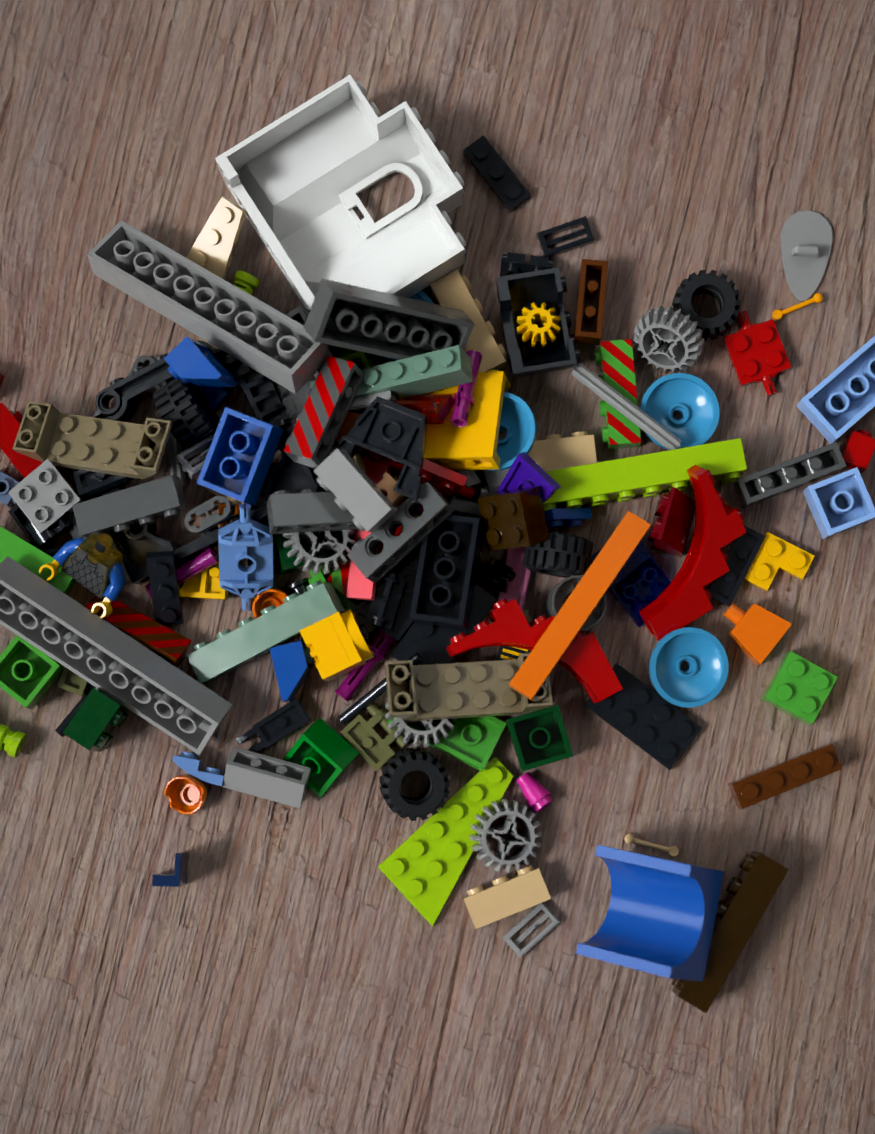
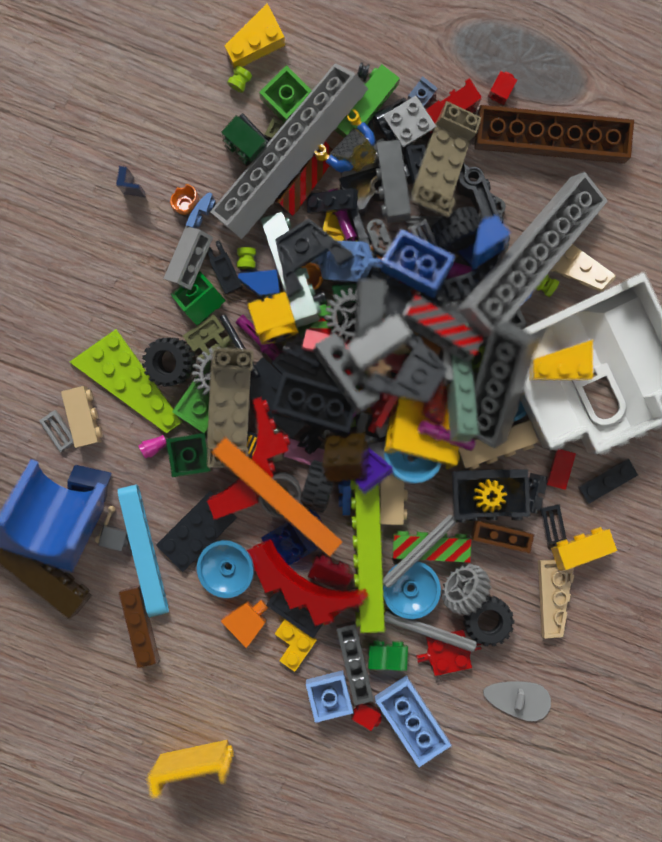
camera: 85 degrees right, 5 degrees up
(38, 302) = (554, 134): none -> reddish brown brick
(234, 617) = (302, 246): none -> black wing
(239, 401) = (458, 270): none -> dark pink cone
(257, 697) = (246, 258): none -> lime wheel
(348, 244) = (566, 364): none -> yellow wedge
(489, 236) = (561, 469): none -> red tile
(507, 825) = (109, 418): light grey gear -> none
(591, 193) = (583, 548): none -> yellow brick
(592, 877) = (85, 479): none -> dark blue panel
(648, 225) = (554, 596): none -> tan wing
(668, 829) = (113, 538): none -> dark grey brick
(680, 786) = (143, 550): none -> medium azure beam
(732, 378) = (430, 631): none -> light grey axle
(774, 433) = (387, 656): none -> green brick
(777, 314) = (475, 671): light orange hinge -> none
(799, 688) = (200, 646): bright green brick -> none

